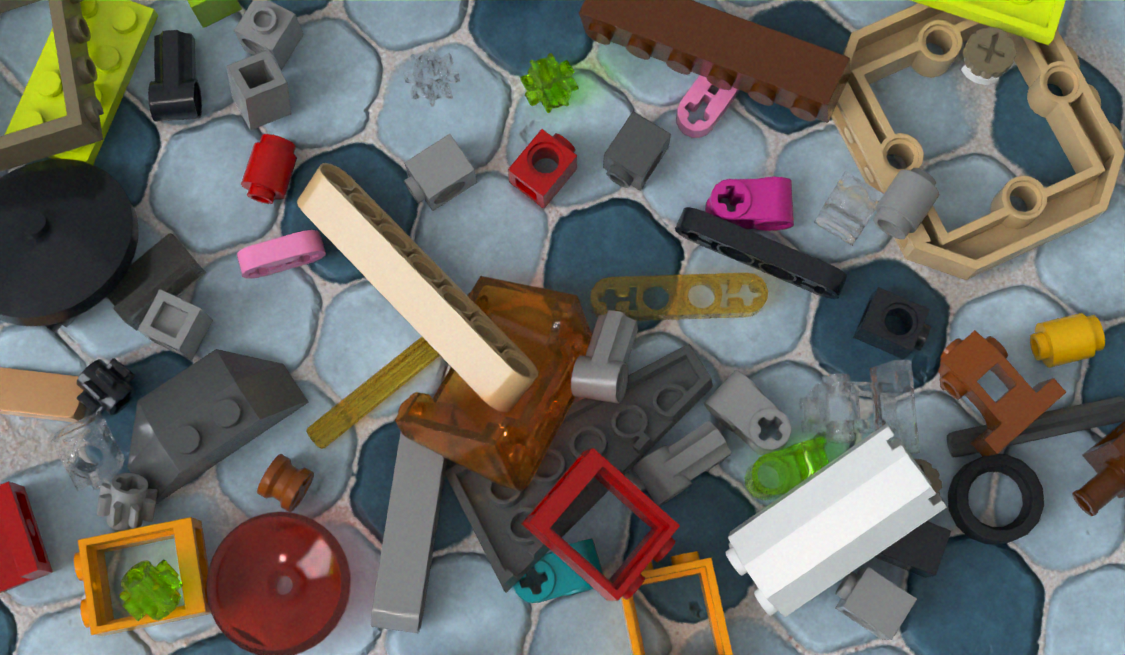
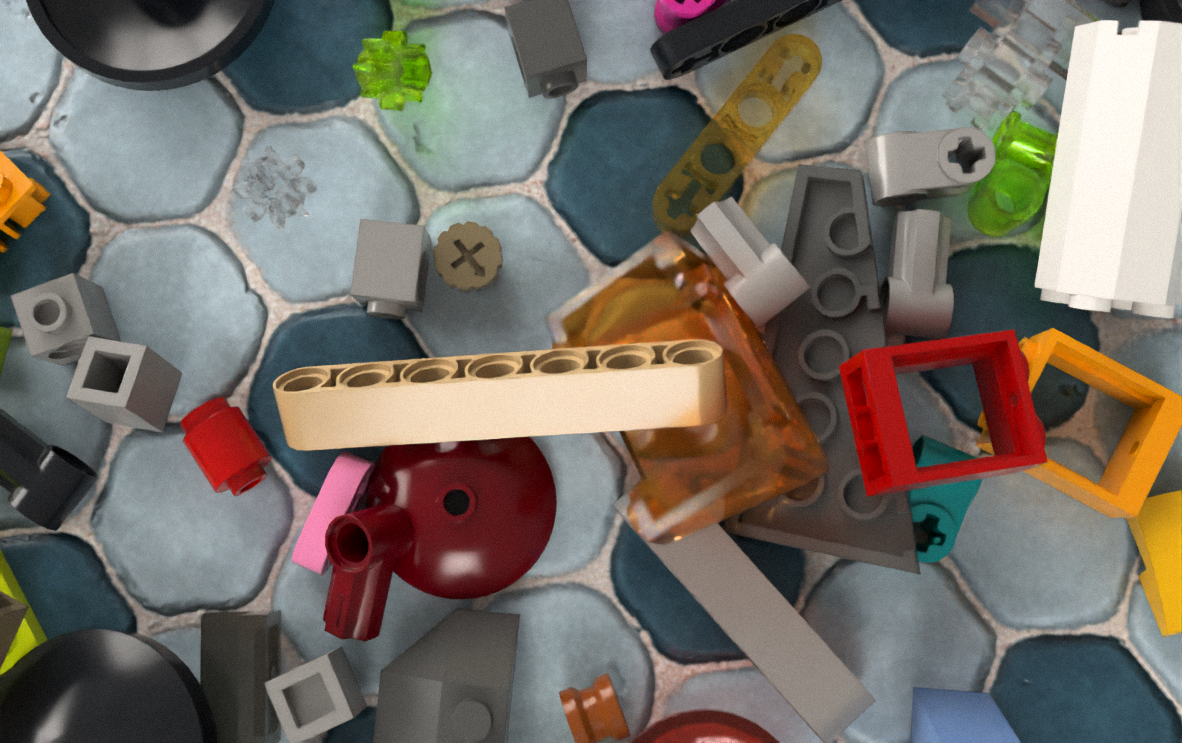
camera: 55 degrees left, 5 degrees up
(271, 285) = (363, 557): none -> dark red piece
(331, 349) = (498, 534): none -> dark red dish
(371, 393) = (570, 539): clear yellow axle -> none
(481, 208) = (468, 257): none -> dark tan piece
(543, 186) = (487, 179): red brick -> none

